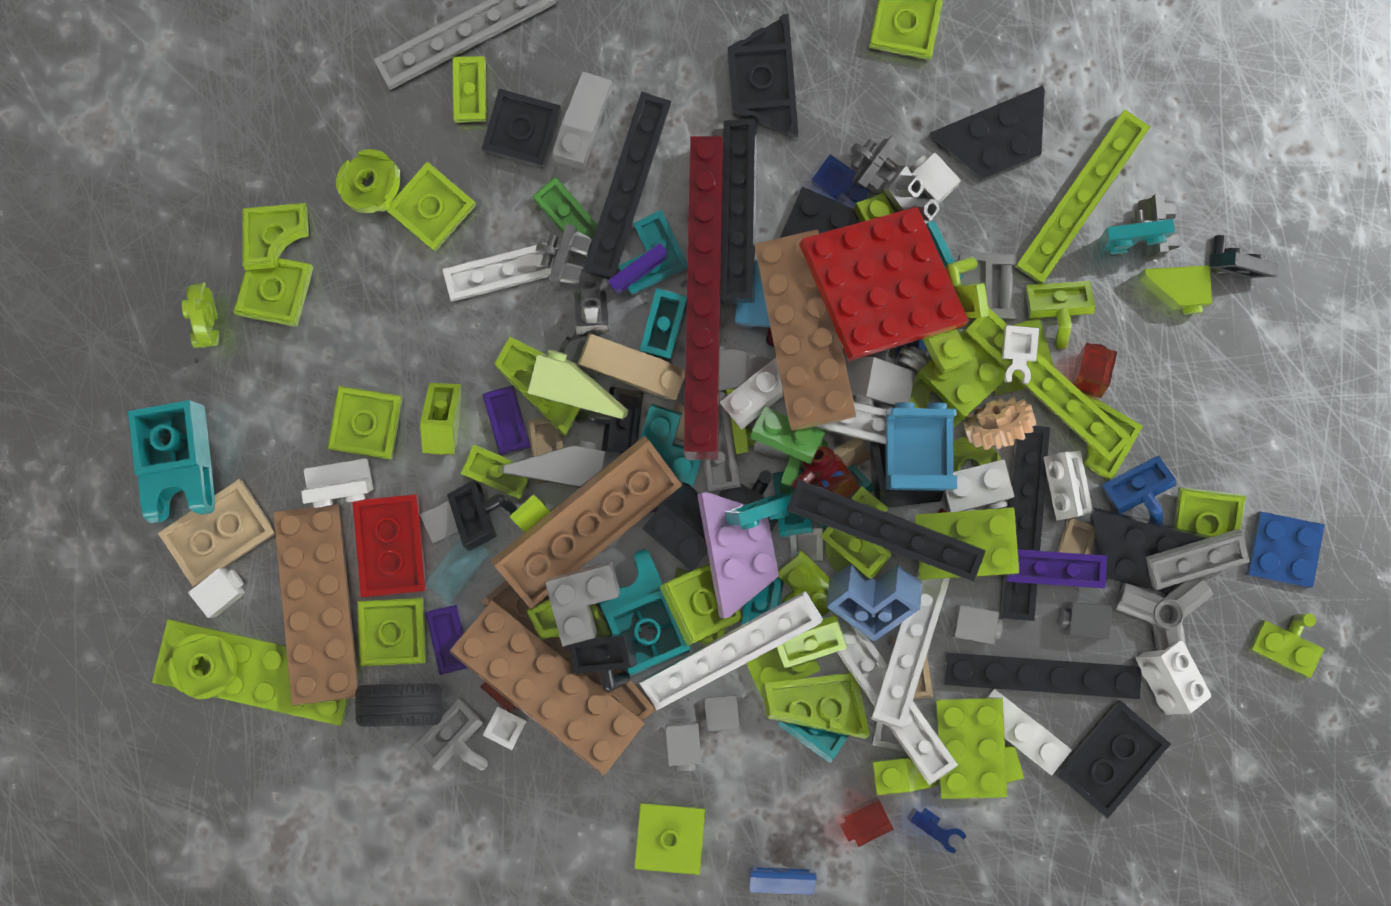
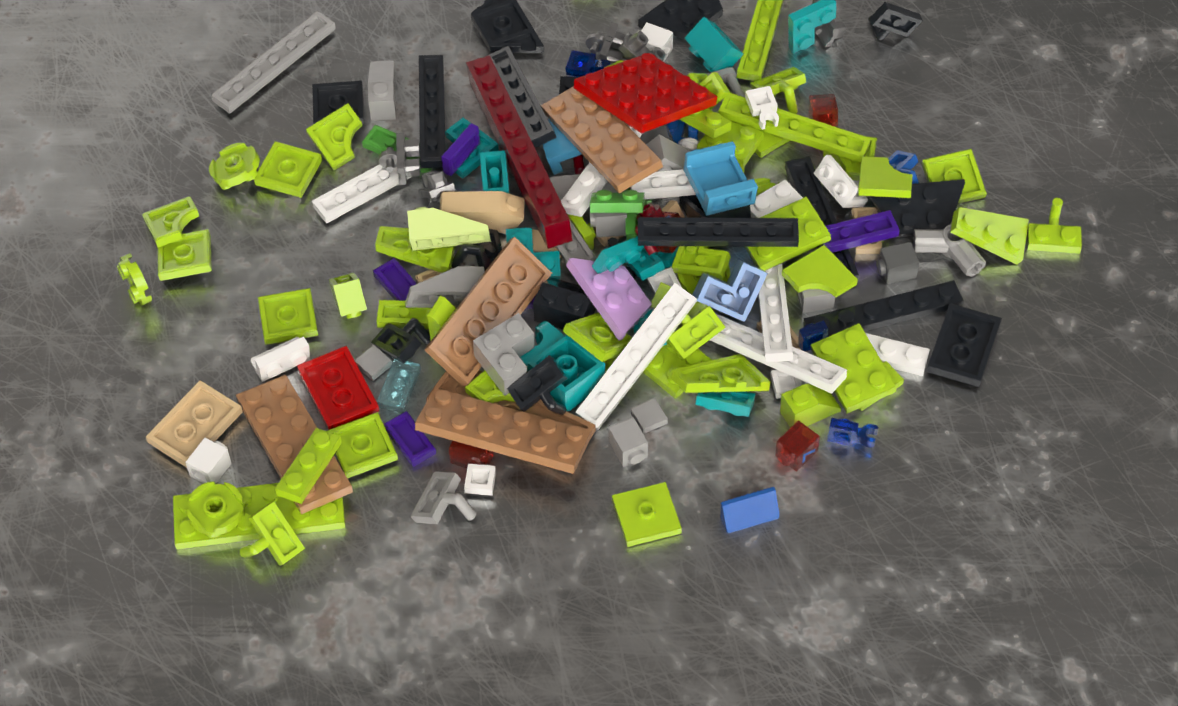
camera: 25 degrees left, 30 degrees down
(172, 466) = (140, 376): teal brick -> none
(257, 719) = (275, 535): none -> lime plate
(316, 658) = (308, 465): none -> lime plate
(398, 705) = (387, 477): black tyre -> none
(469, 89) = (290, 93): lime plate -> none
(499, 180) = (335, 134): none -> lime tile
(943, 690) = (812, 333): none -> clear blue plate
(988, 613) = (820, 271): none -> lime tile
(999, 423) = (771, 159): light nougat gear -> none
(1003, 217) = (713, 46): none -> teal brick
(1115, 508) = (882, 180): none -> lime tile
(1174, 679) = (980, 274): white bracket -> none
(1180, 287) = (857, 50): lime slope -> none
(1197, 559) = (957, 193): light grey tile -> none
(1215, 625) = (992, 231): none -> lime wing
(1285, 549) = (1019, 179): blue plate -> none

